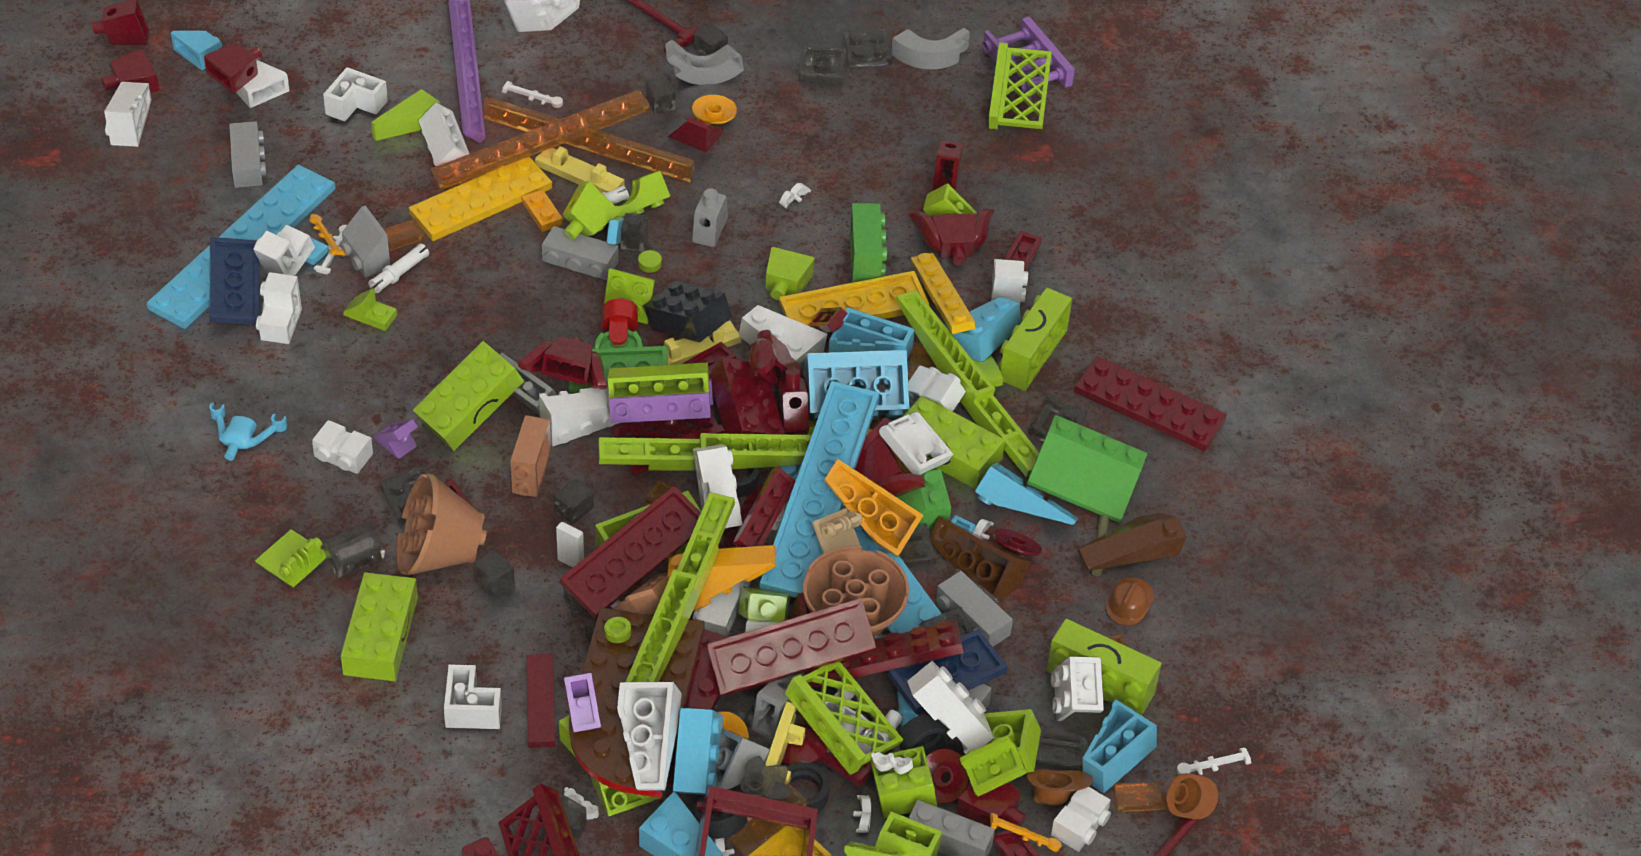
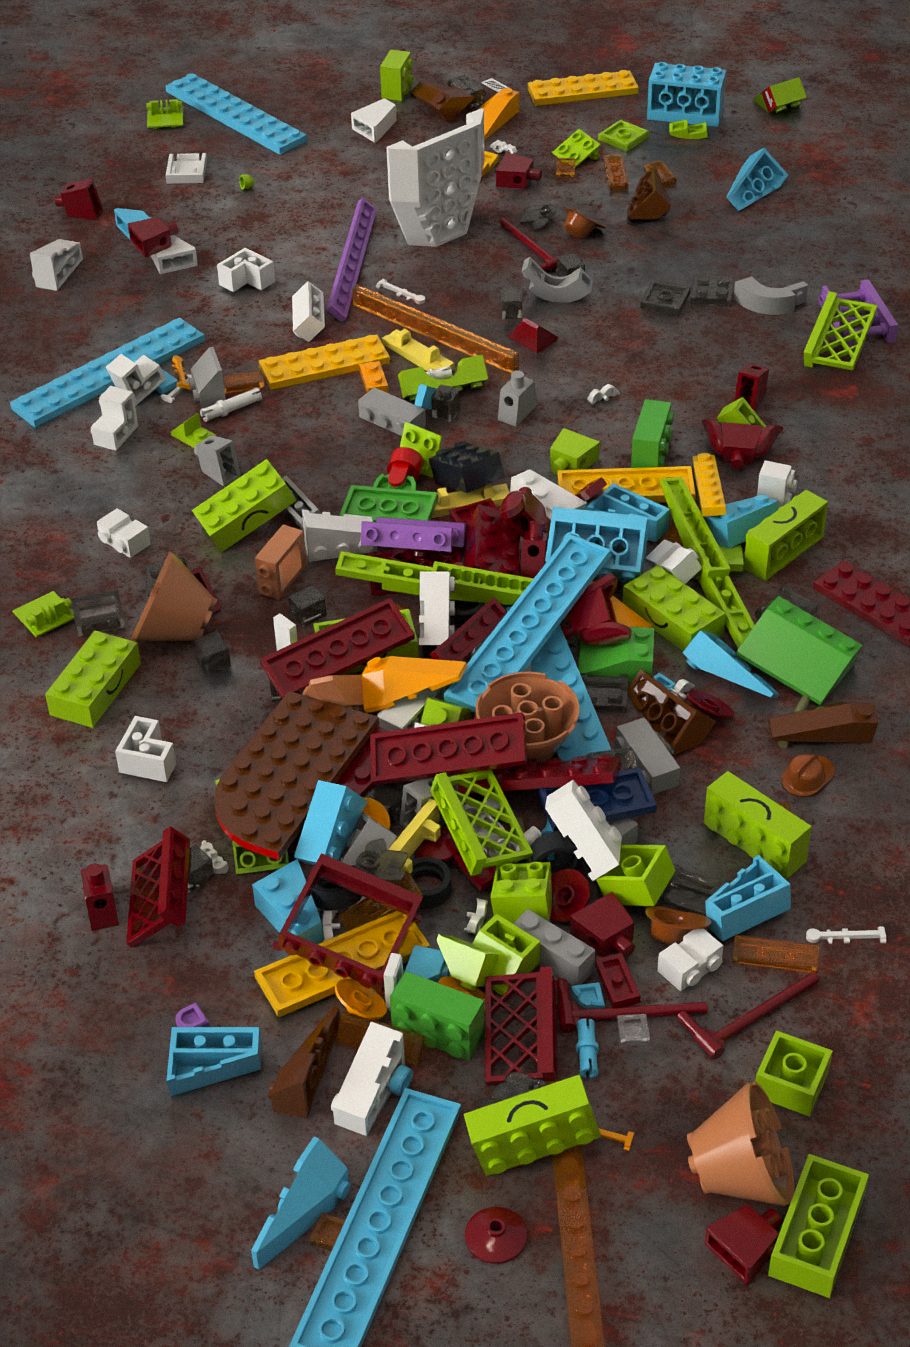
camera: 20 degrees right, 5 degrees down
(131, 68) = (73, 231): dark red torso -> none
(233, 281) = (80, 399): dark blue plate -> none
(241, 430) = (45, 507): medium azure piece -> none
(247, 154) = (139, 304): light grey brick -> none
(397, 437) = (174, 533): medium lavender slope -> none
(403, 117) = (278, 293): lime slope -> none
(413, 340) = (218, 459): none -> light grey torso
(539, 139) = (389, 320): clear orange plate -> none
(540, 700) = (212, 764): dark red tile -> none
(568, 361) = (337, 488): dark red torso -> none
(582, 702) = (231, 760): slope -> none
(588, 211) = (405, 377): lime torso -> none
(617, 630) = (293, 709): lime tile -> none
(649, 261) = (452, 429): lime tile -> none
(650, 727) = (285, 792): white wedge -> none
(658, 380) = (414, 513): lime brick -> none
(682, 591) = (354, 694): lime slope -> none
(714, 109) = (554, 319): light orange dish -> none
(837, 530) = (530, 657): tan hinge -> none
(883, 515) = (578, 653): light orange wedge -> none
(886, 762) = (508, 868): white piece -> none
(913, 441) = (632, 597): white container -> none
(993, 765) = (610, 888): lime bracket -> none
(1024, 248) = (804, 463): dark red plate -> none
(1052, 843) = (654, 977): light orange piece -> none
(1077, 687) = (722, 834): white bracket -> none
(1189, 795) = (807, 957): dark orange piece -> none

